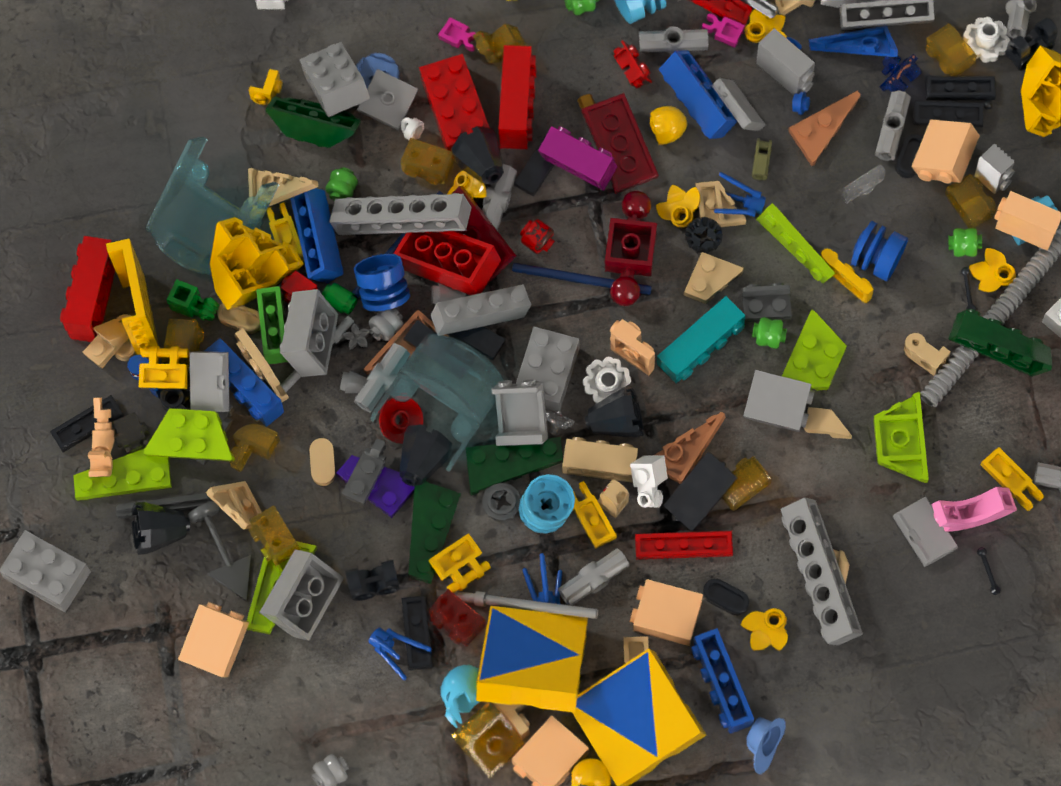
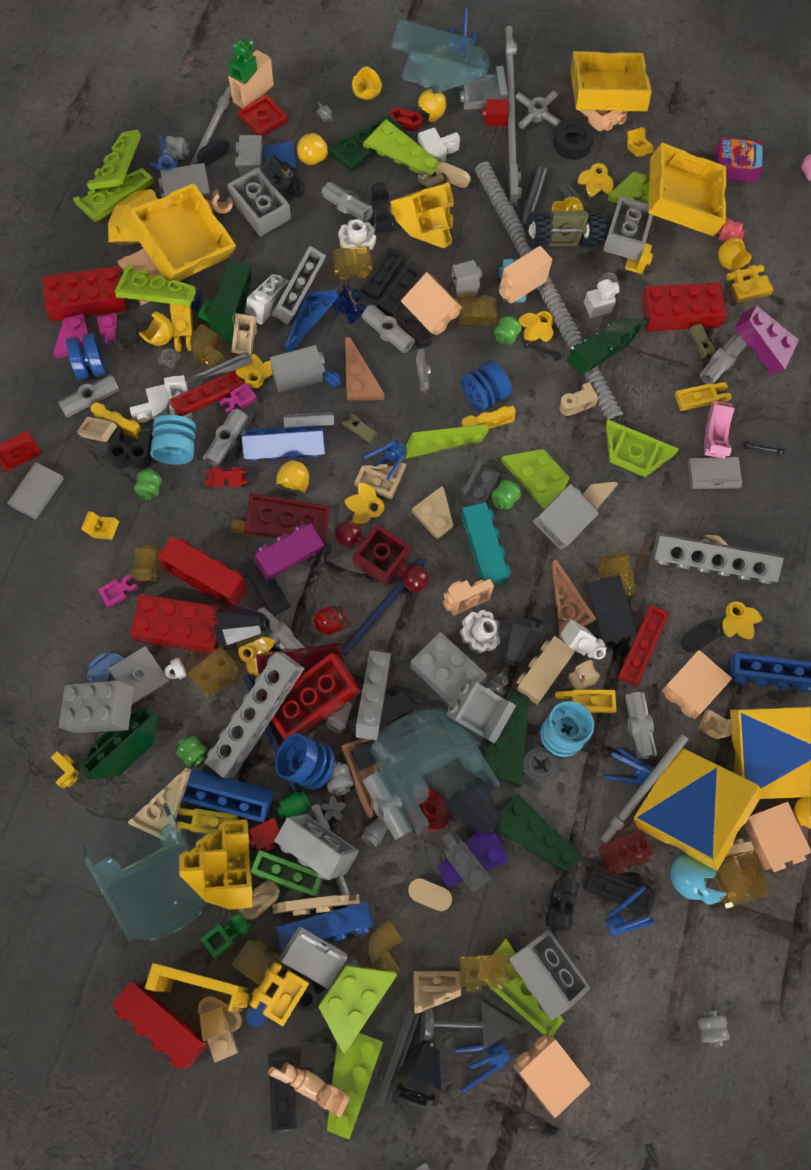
camera: 70 degrees left, 0 degrees up
(208, 588) = (496, 1056): none -> blue plant
(455, 557) = (574, 827): yellow plate -> none
(698, 226) = (393, 497): black gear -> none

